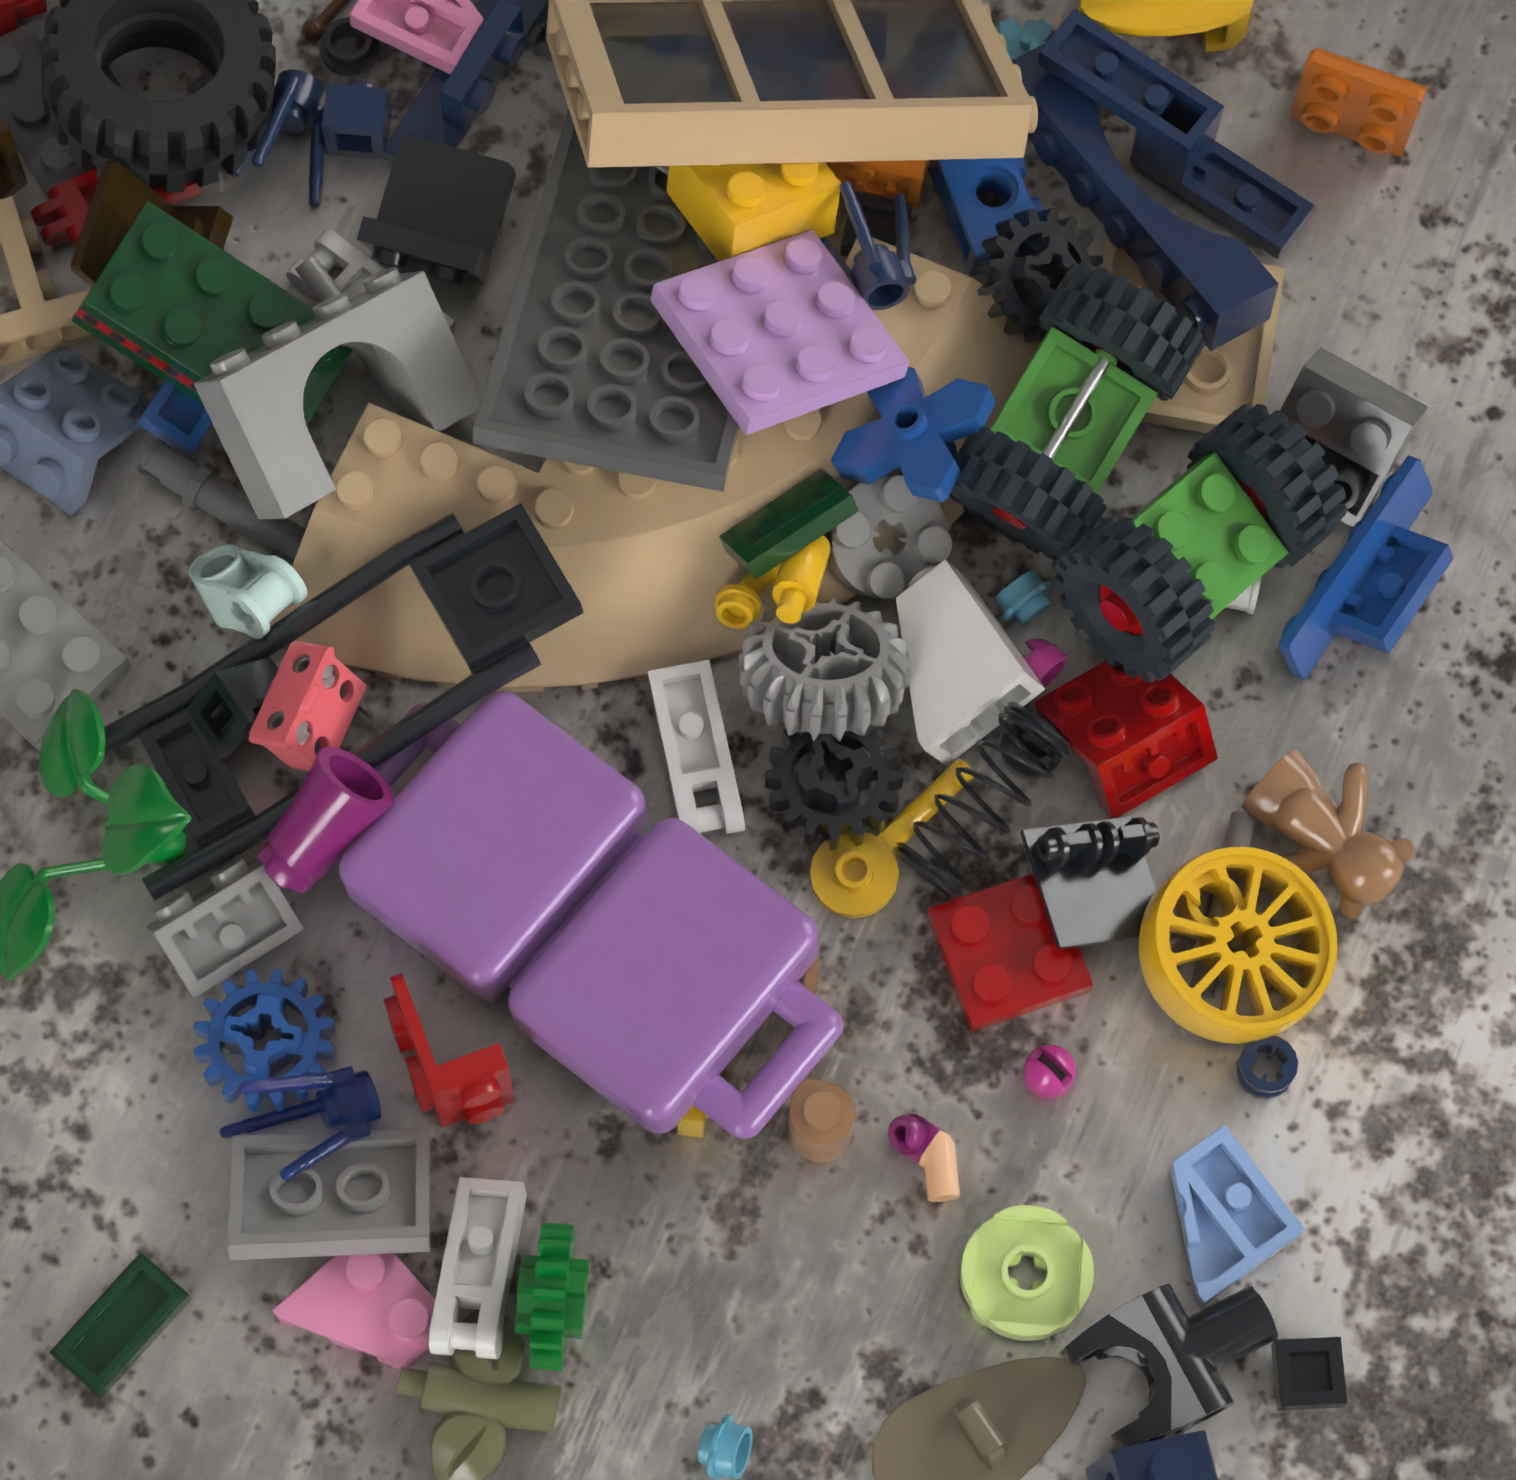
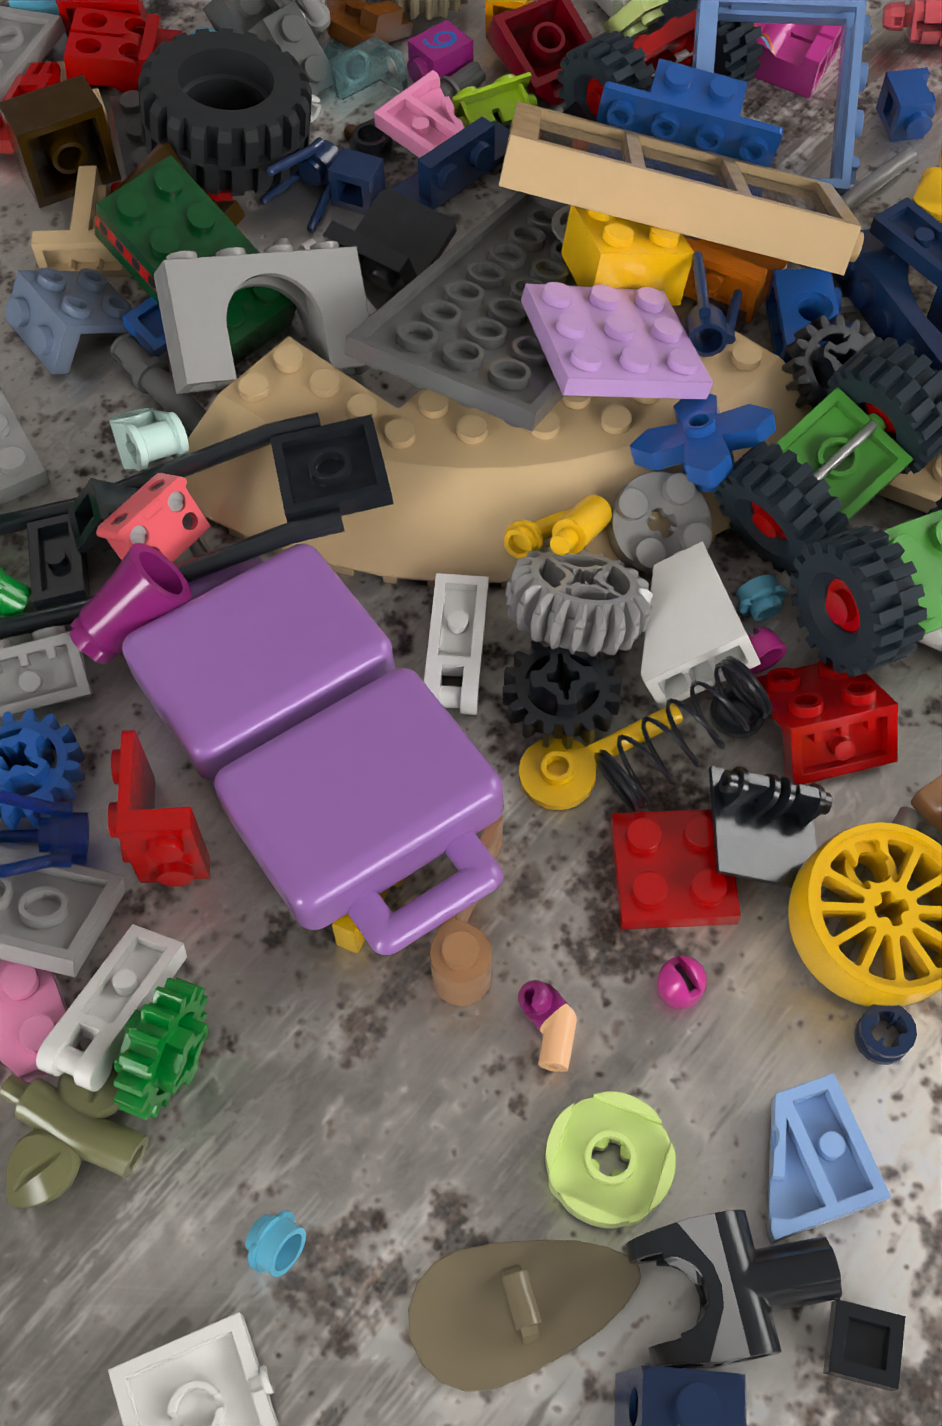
camera: 20 degrees right, 10 degrees down
(788, 523) = (582, 485): dark green tile -> none

